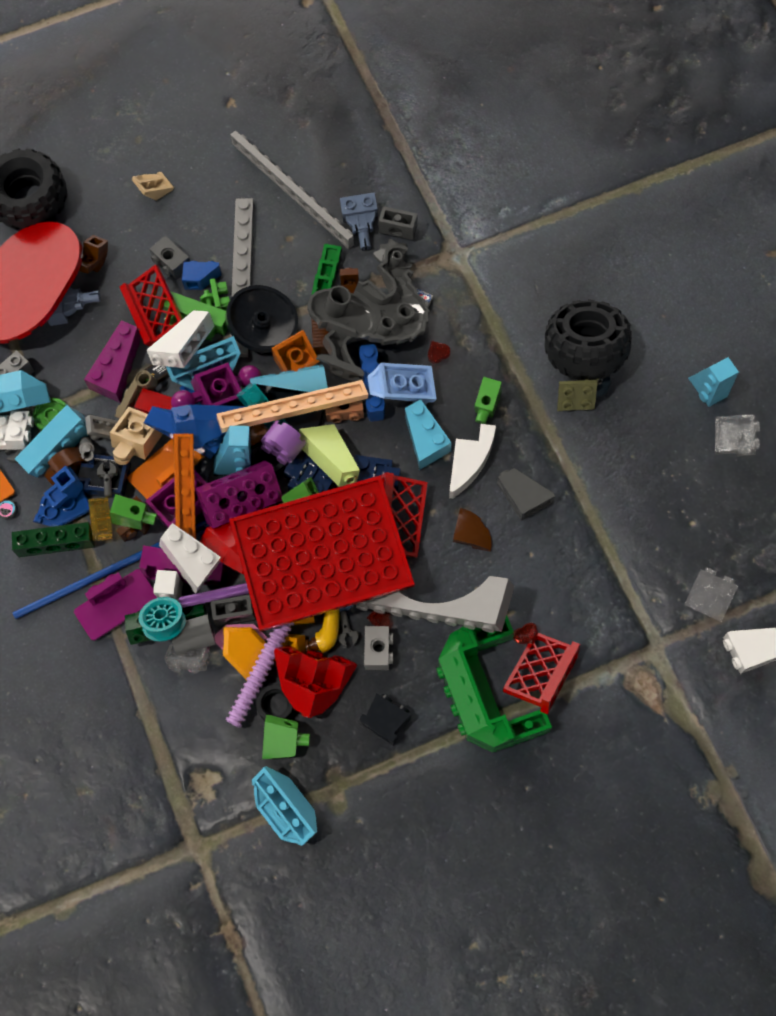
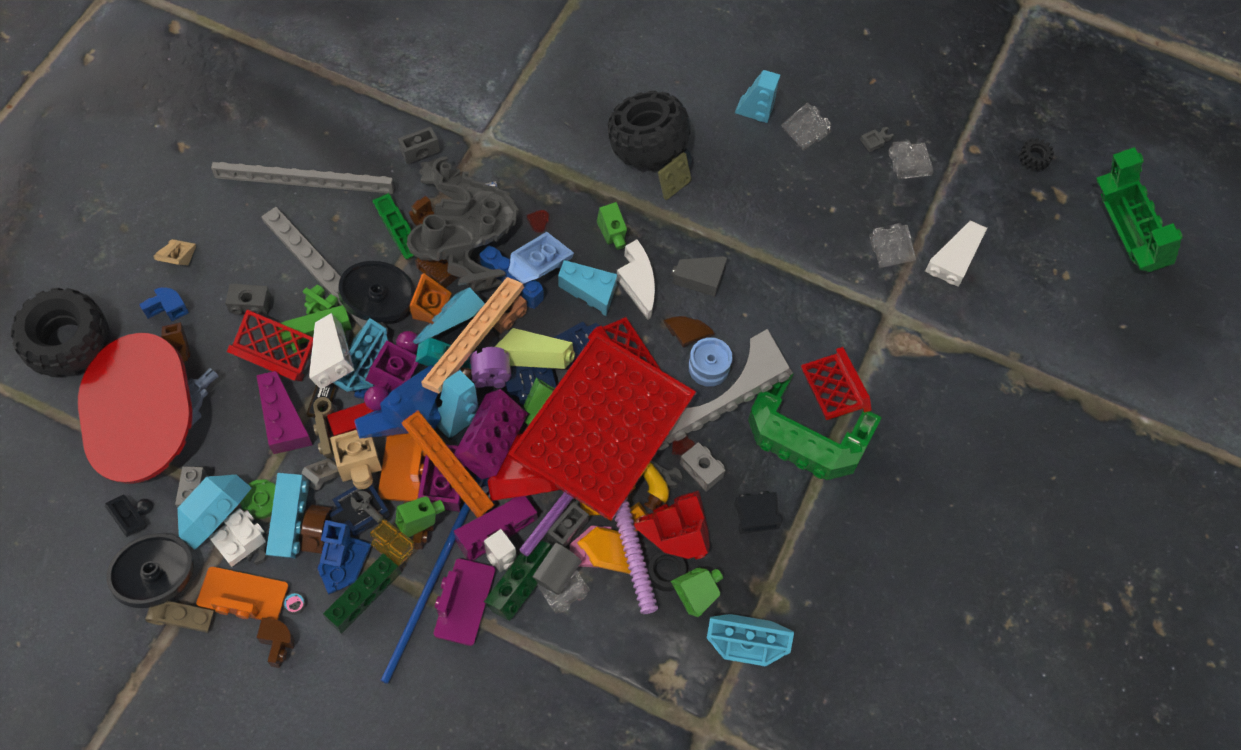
camera: 50 degrees left, 5 degrees down
(86, 448) = (323, 498): light grey pin -> none
(114, 218) = (166, 300): none -> blue brick
(162, 619) = (524, 574): teal wheel -> none
(189, 556) = (500, 509): white wedge -> none
(198, 274) = (286, 295): blue slope -> none
(360, 212) = (381, 159): sand blue brick -> none
(460, 559) = (710, 362): none -> light blue wheel
(526, 634) = (799, 370): clear red tile -> none

